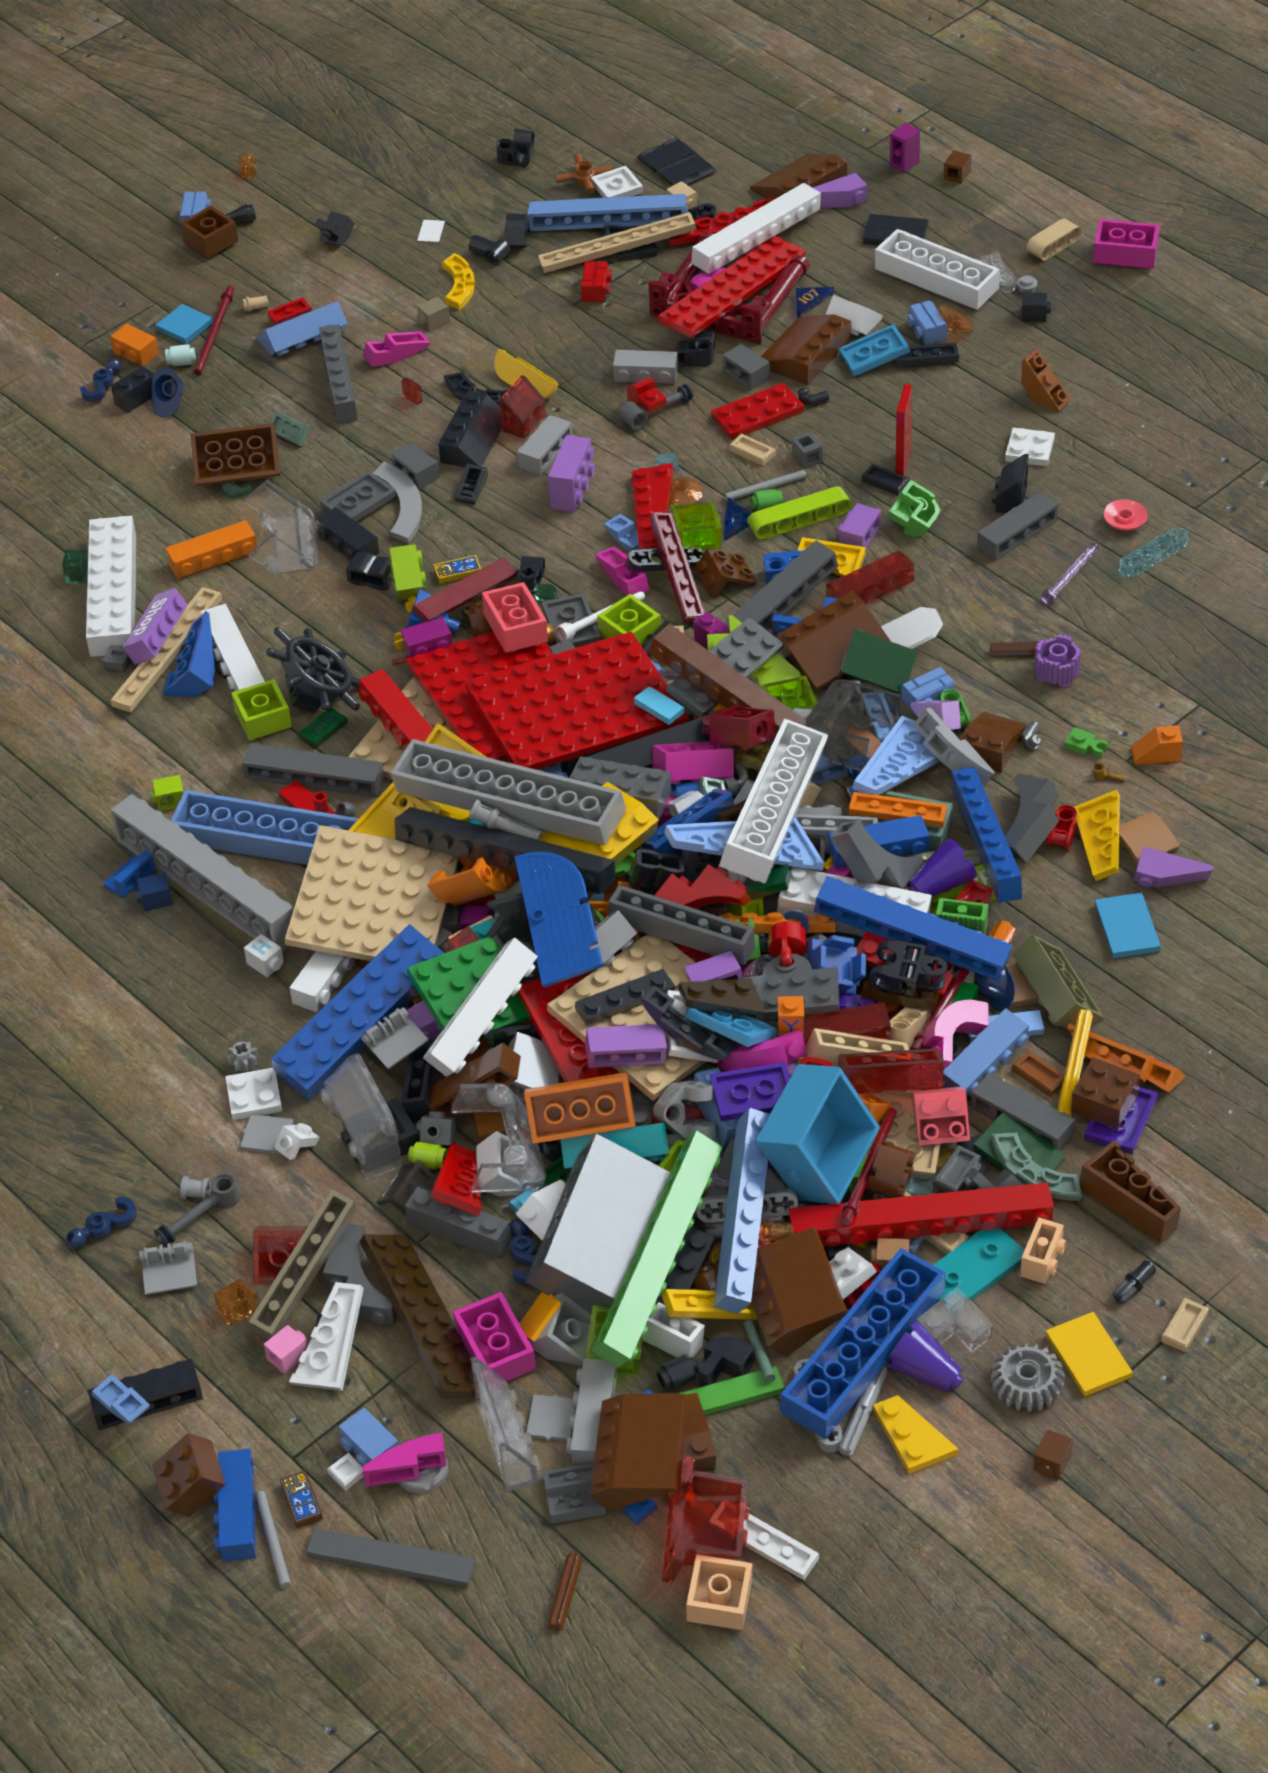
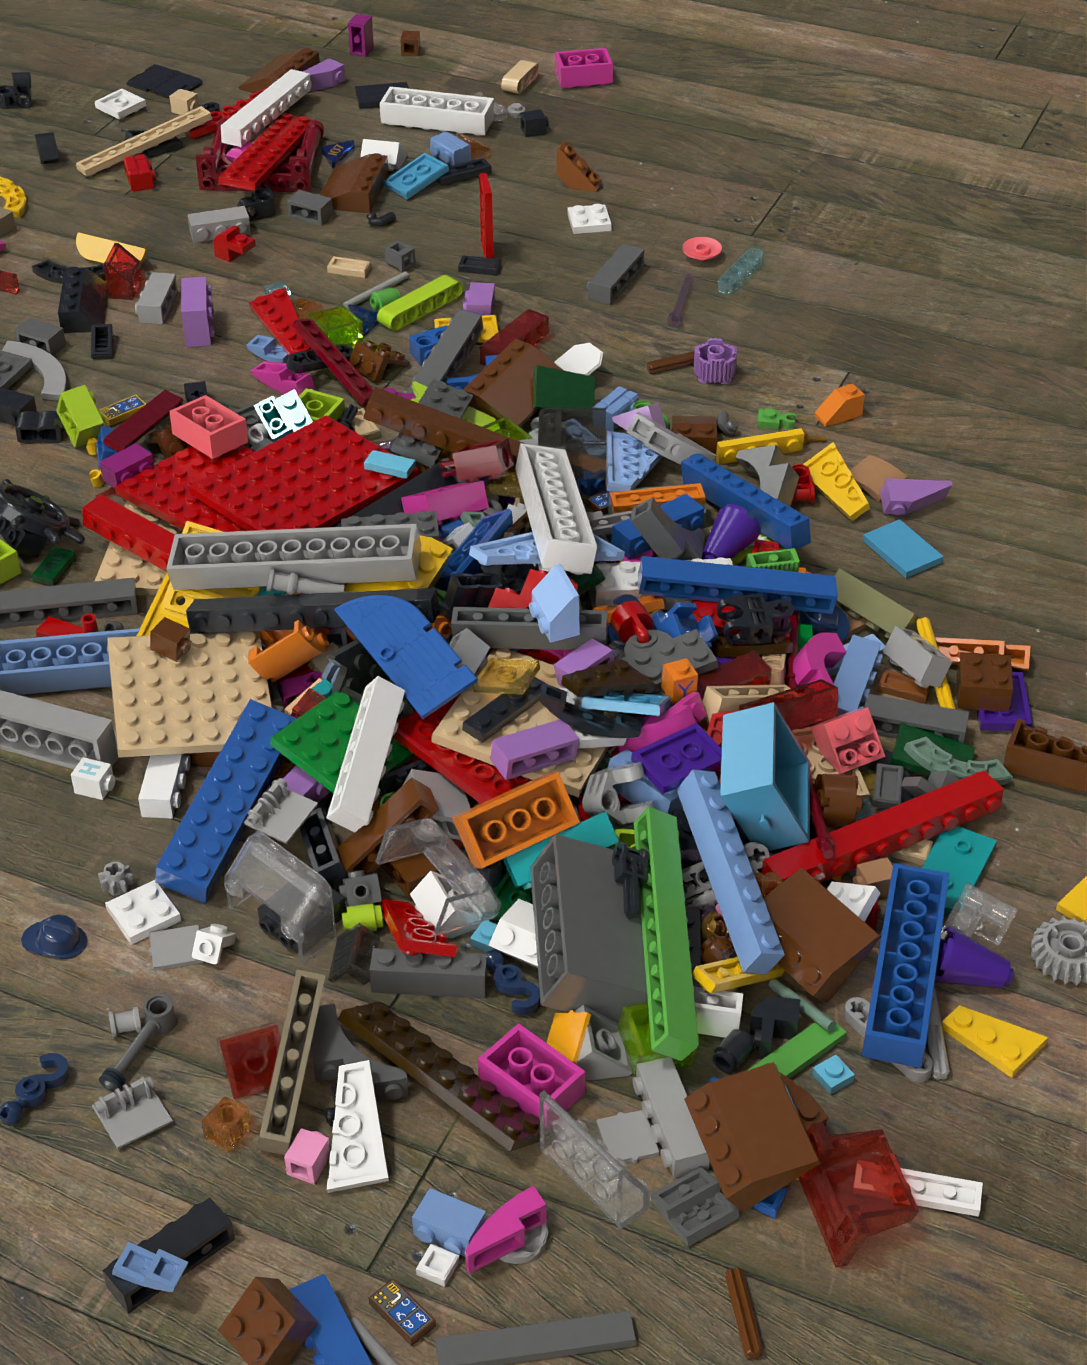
camera: 25 degrees left, 5 degrees down
(173, 1096) = (55, 937): none -> dark blue piece
(369, 843) = (170, 639): none -> reddish brown brick
(493, 251) = (31, 168): black piece -> none
(583, 174) = (85, 101): dark orange bar -> none
(591, 621) = (283, 414): none -> brick
(604, 211) = (117, 122): medium blue brick -> none
(637, 416) = (232, 260): dark grey piece -> none
(637, 966) = (506, 676): none -> clear yellow tile
(651, 1188) = (631, 871): none -> black connector
(699, 914) = (556, 606): none -> light blue slope
(719, 1592) = (910, 1256): light nougat brick -> none
(753, 1420) = (833, 1074): none -> medium azure plate
(757, 411) = (337, 238): red plate -> none
(915, 509) = (523, 279): bright green brick -> none
(1011, 485) = (595, 244): black slope -> none
(1042, 1250) = (1013, 833): light nougat brick -> none
(1058, 772) = (786, 441): none -> yellow plate
(1058, 1048) = (917, 657): none -> light grey brick

